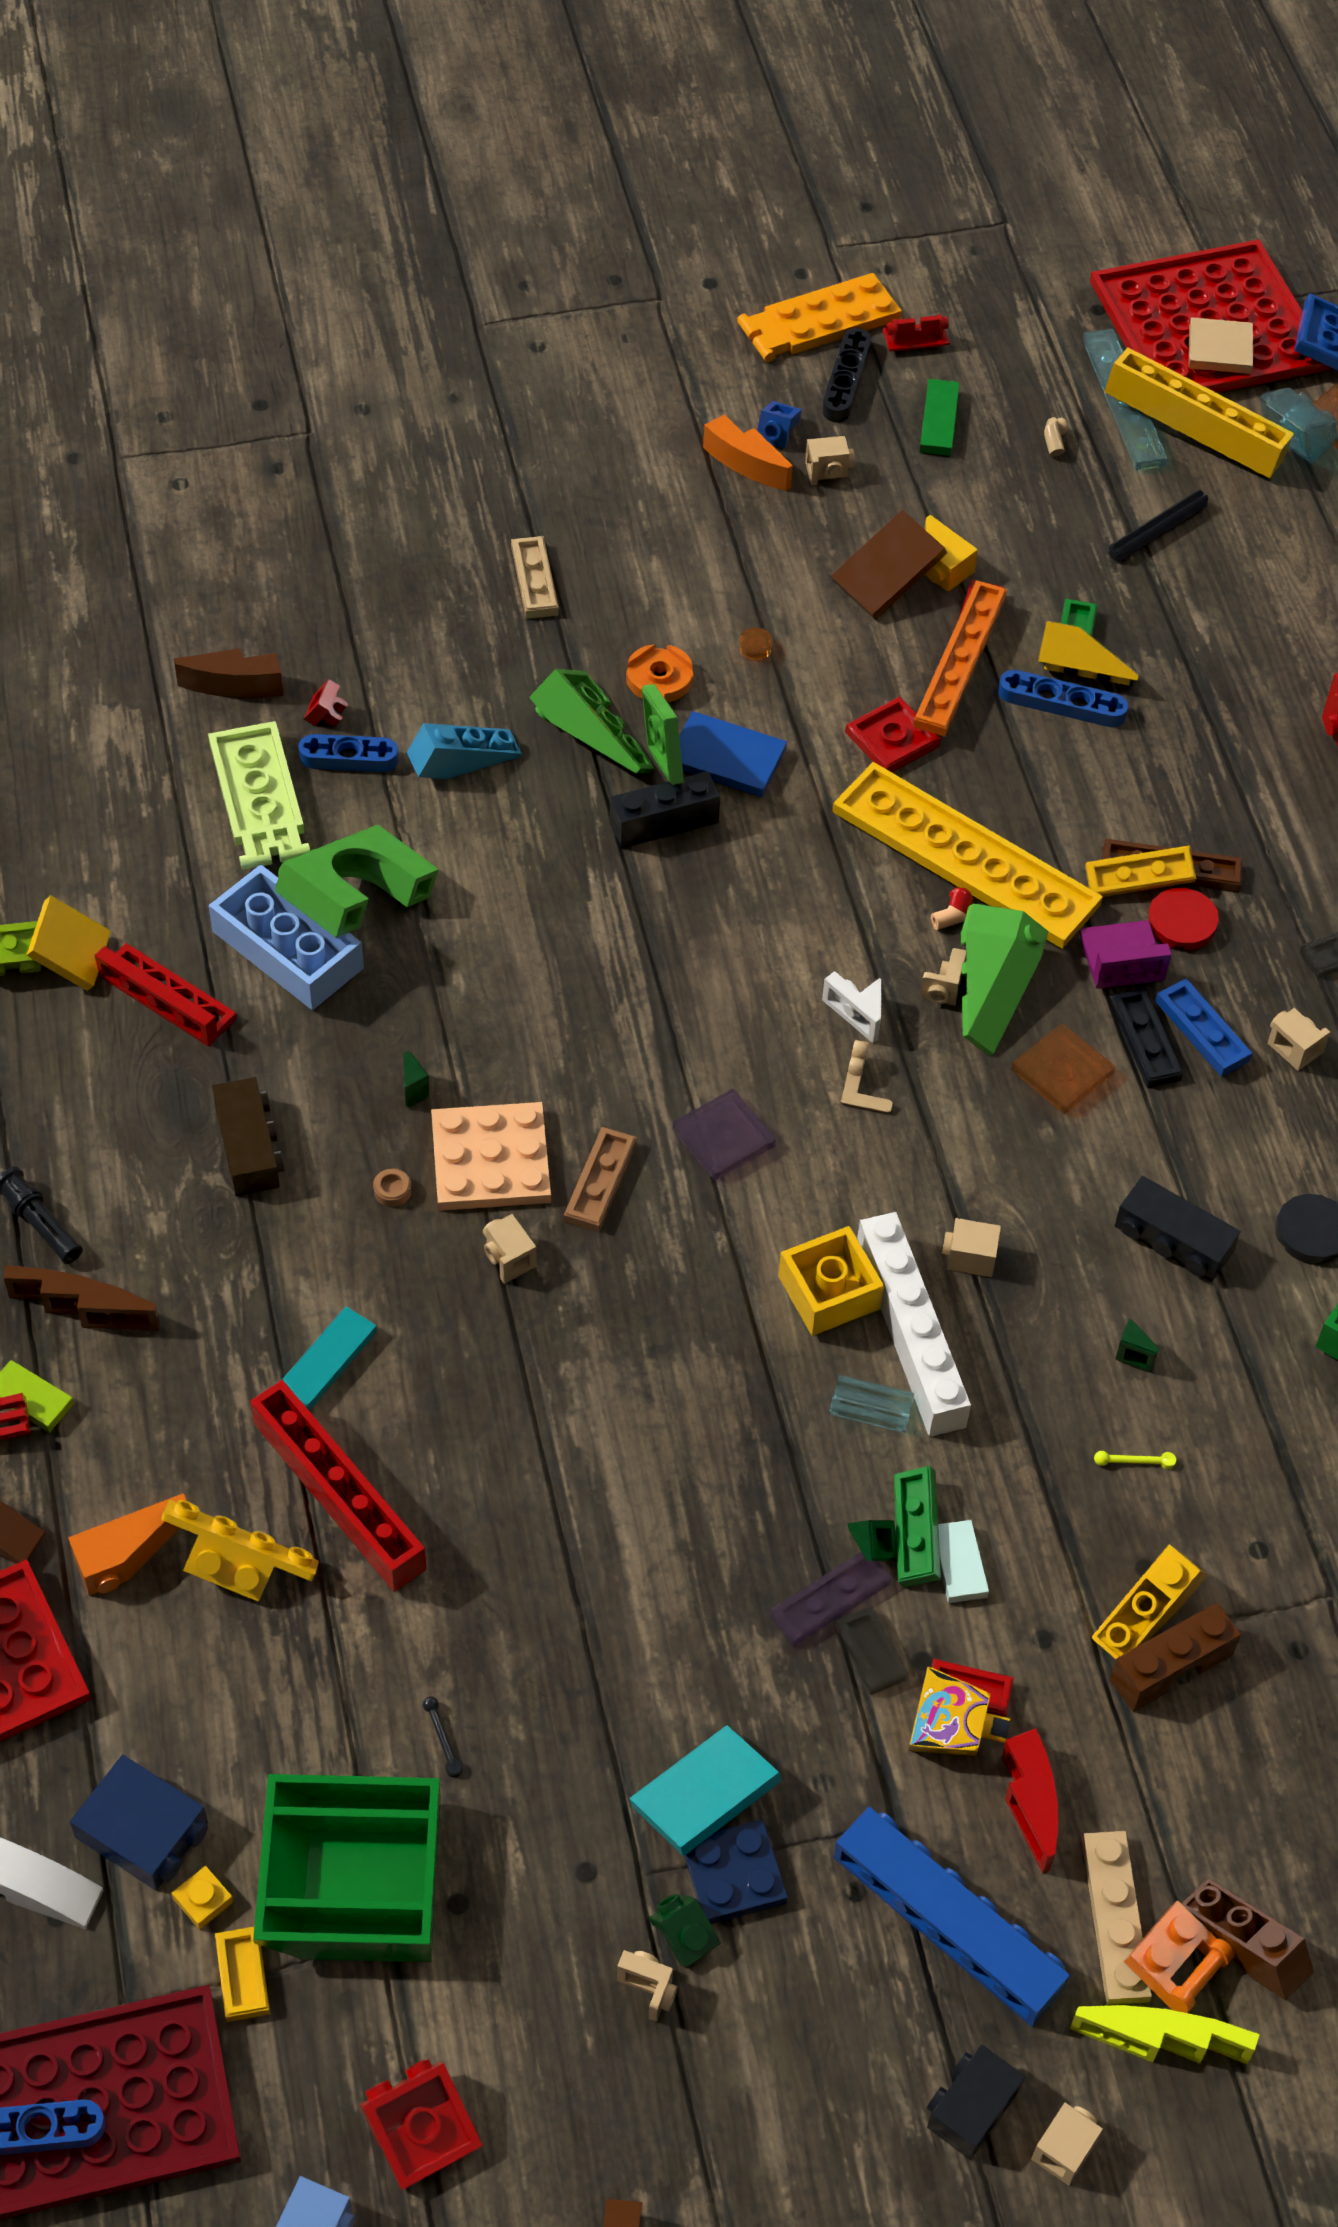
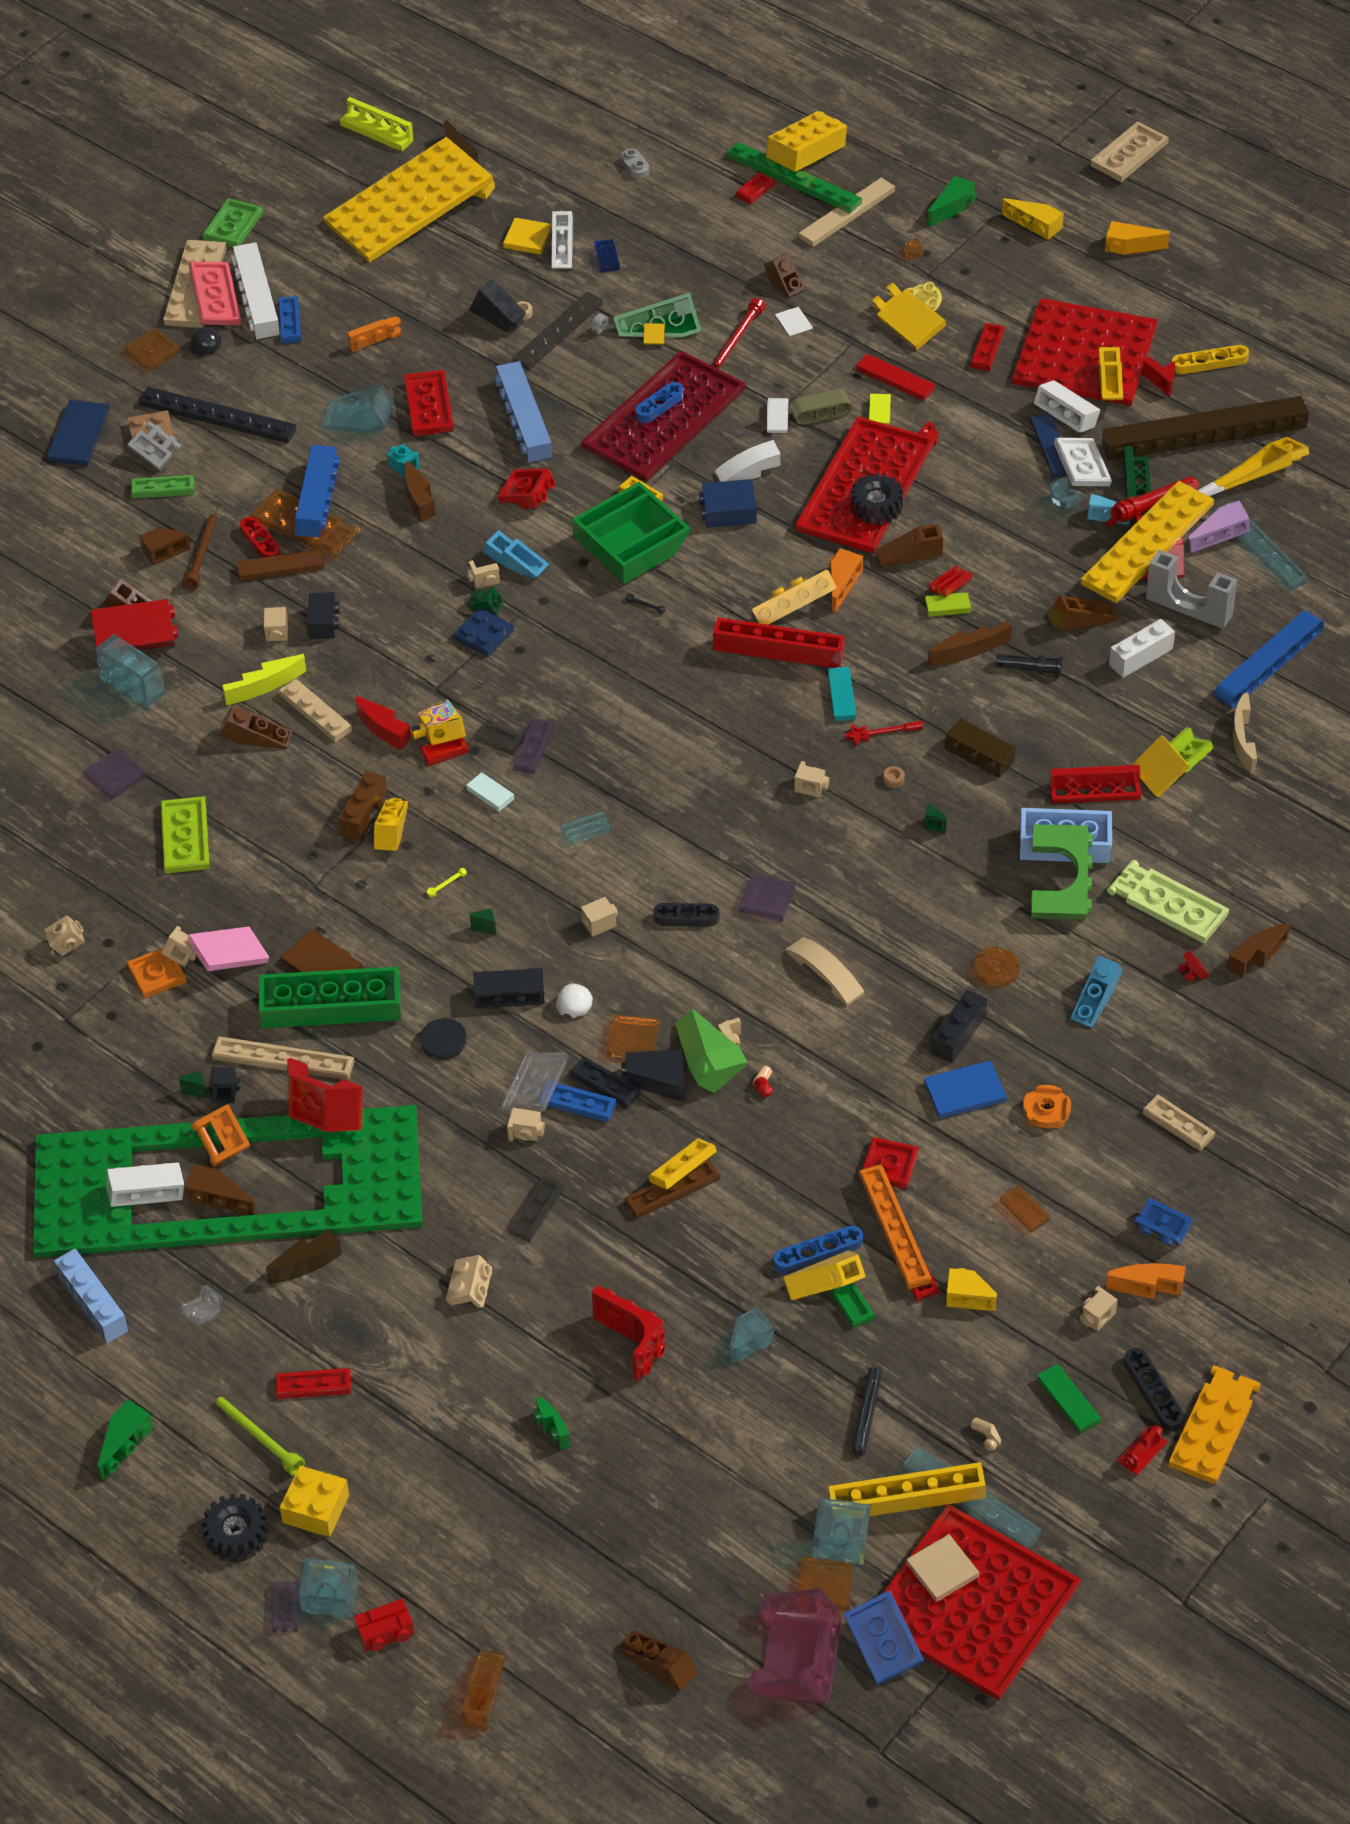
camera: 145 degrees right, 5 degrees down
(202, 1897) = (681, 503): yellow plate -> none
(338, 743) = (1149, 964): blue beam -> none
(366, 1283) = (862, 734): none -> red piece
(490, 1156) = (864, 818): light nougat plate -> none
(537, 862) = (997, 967): none -> clear orange tile
(562, 1986) = (514, 555): none -> dark azure slope
(581, 709) = (1057, 1054): bright green wedge -> none
(600, 1179) = (804, 841): medium nougat tile -> none
(662, 734) = (993, 1040): bright green tile -> none
(673, 489) = (1164, 1222): none -> blue bracket
(705, 1790) = (519, 643): teal tile -> none
(746, 997) = (828, 967): none -> tan slope
(755, 643) = (1017, 1165): clear orange tile -> none
(777, 421) = (1155, 1318): blue bracket -> none
(794, 601) = (1025, 1208): none -> clear orange tile
(830, 1280) = (649, 852): yellow brick -> none
(844, 1166) = (678, 908): none -> black beam
(850, 1094) = (735, 967): tan piece -> none
(857, 1008) = (757, 991): white slope -> none
(875, 1539) = (534, 772): dark green slope -> none
(888, 564) = (989, 1253): reddish brown tile -> none
(915, 1327) = (597, 864): white brick -> none
(917, 1526) = (520, 789): green tile -> none
(951, 1915) = (382, 664): blue brick -> none
(966, 852) = (784, 1114): yellow plate -> none
(1076, 995) = (656, 1072): none -> black slope
(1101, 1163) = (573, 1000): none -> white hair
(1124, 954) = (650, 1111): magenta bracket -> none
(1168, 1947) = (284, 703): orange plate -> none
(1183, 918) = (639, 1159): red tile -> none
(1224, 656) = (750, 1334): none -> clear light blue slope
(1243, 1079) = (535, 1081): none -> clear tile

